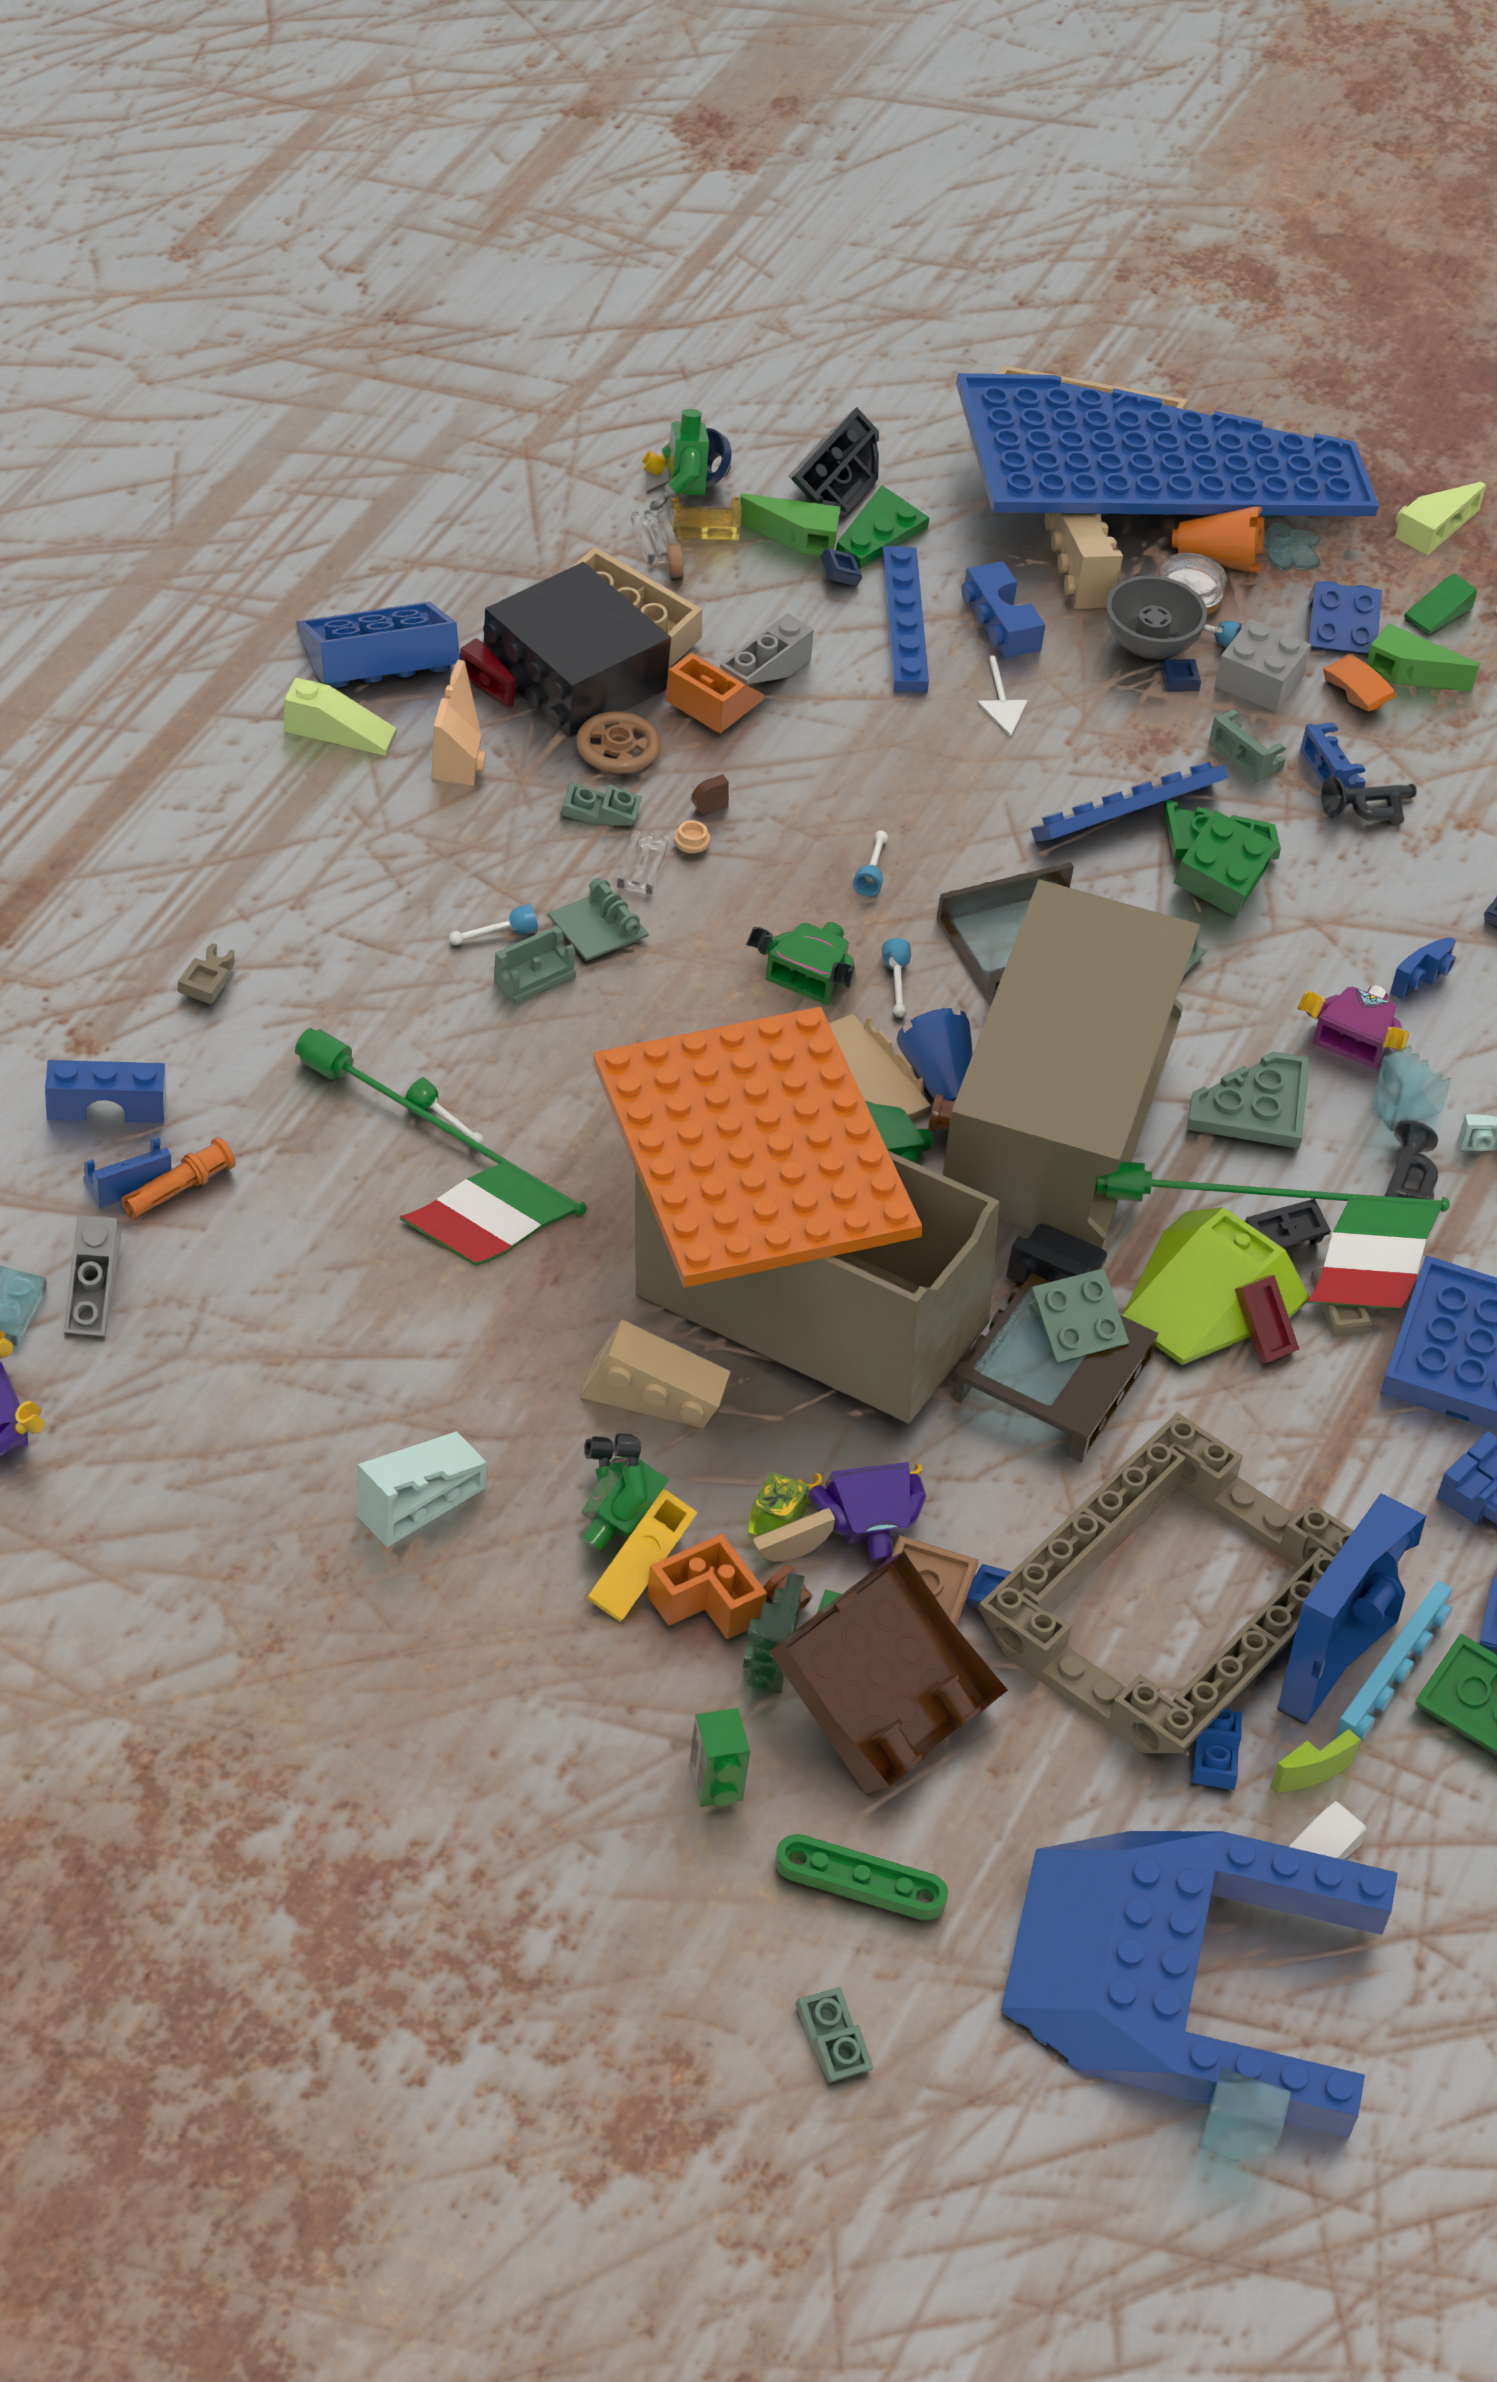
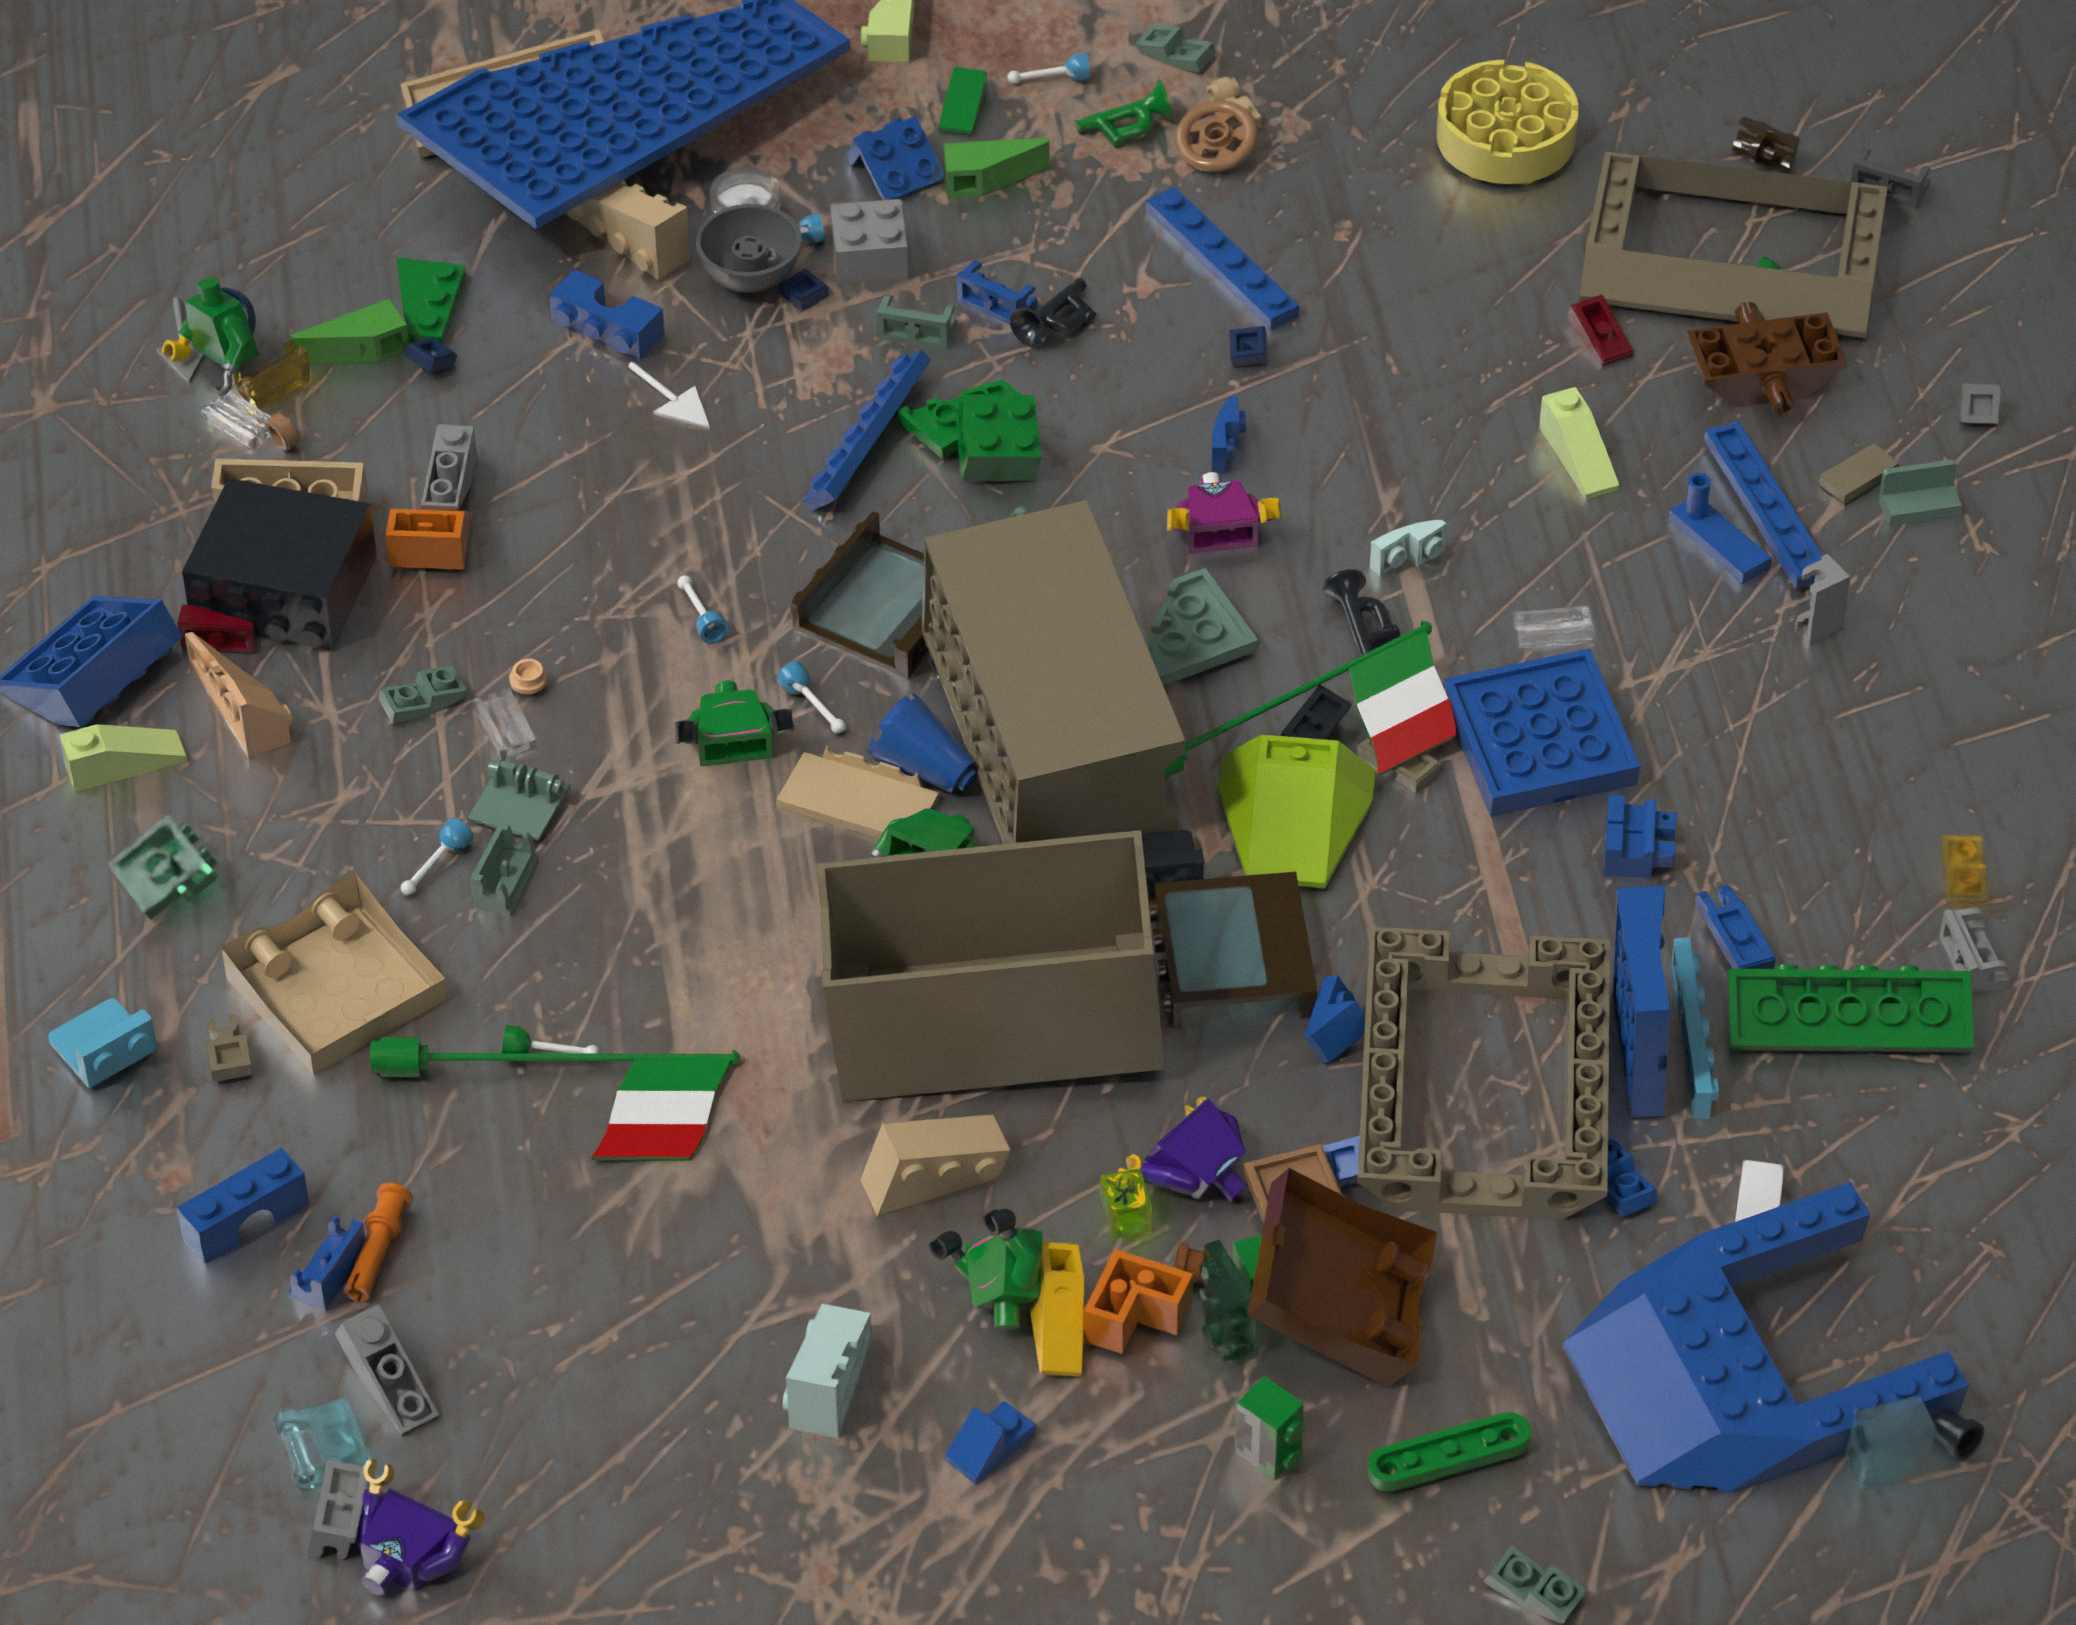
camera: 30 degrees left, 0 degrees up
(124, 915) = (104, 1041): none -> medium azure bracket
(288, 817) = (164, 866): none -> clear green plate
(335, 966) = (333, 975): none -> tan piece
(492, 1626) = (988, 1440): none -> blue slope
(618, 742) = (385, 628): medium nougat plate -> none
(711, 795) = (512, 628): reddish brown tile -> none
(755, 1146) = (902, 904): orange plate -> none
(796, 1537) = (1162, 1216): tan tile -> none
(841, 464) = (345, 258): black wedge -> none
(905, 619) = (526, 371): blue plate -> none
(940, 1114) = (965, 792): dark orange piece -> none
(1079, 1315) = (1229, 894): sand green hinge -> none
(1084, 1469) = (1335, 1020): none -> blue slope
(1226, 537) = (738, 142): orange cone -> none
(1267, 1319) = (1365, 808): dark red tile -> none
(1291, 547) = (794, 119): clear light blue plate -> none
(1309, 1766) = (1701, 1142): lime slope -> none
(1322, 2157) = (1958, 1433): none -> black piece
(1362, 683) = (964, 211): orange slope -> none
(1408, 1089) = (1308, 549): clear light blue piece -> none

